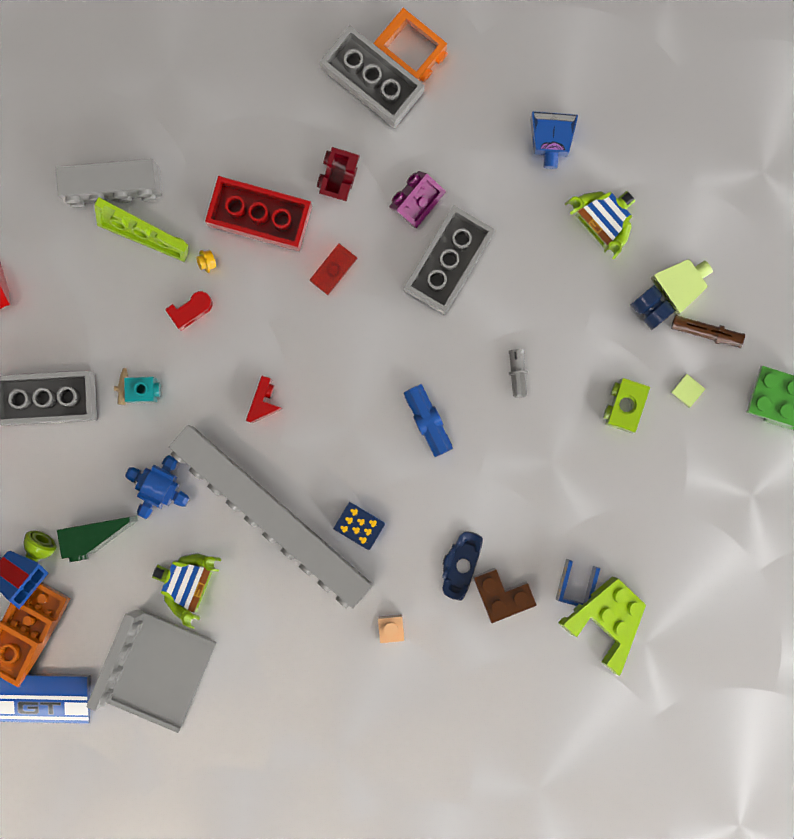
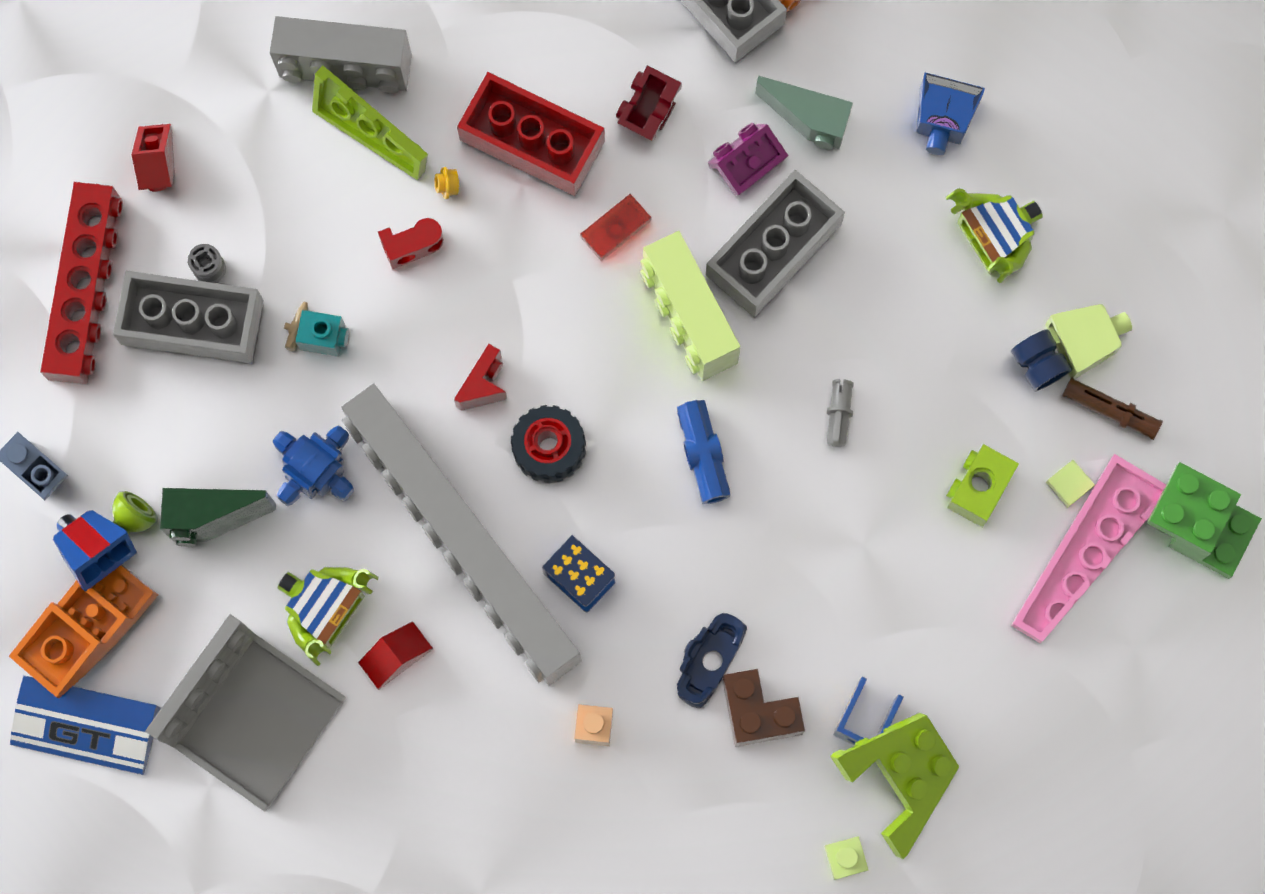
camera: 10 degrees right, 10 degrees down
(53, 355) = (210, 269): none -> flat silver wheel
(243, 606) = (394, 654): none -> red slope
(303, 437) = (544, 424): none -> black wheel
(398, 318) = (690, 306): none -> yellowish green brick
(458, 157) = (811, 113): none -> sand green slope
(580, 682) = (846, 858): none -> yellowish green plate
(716, 416) = (1102, 527): none -> bright pink wing

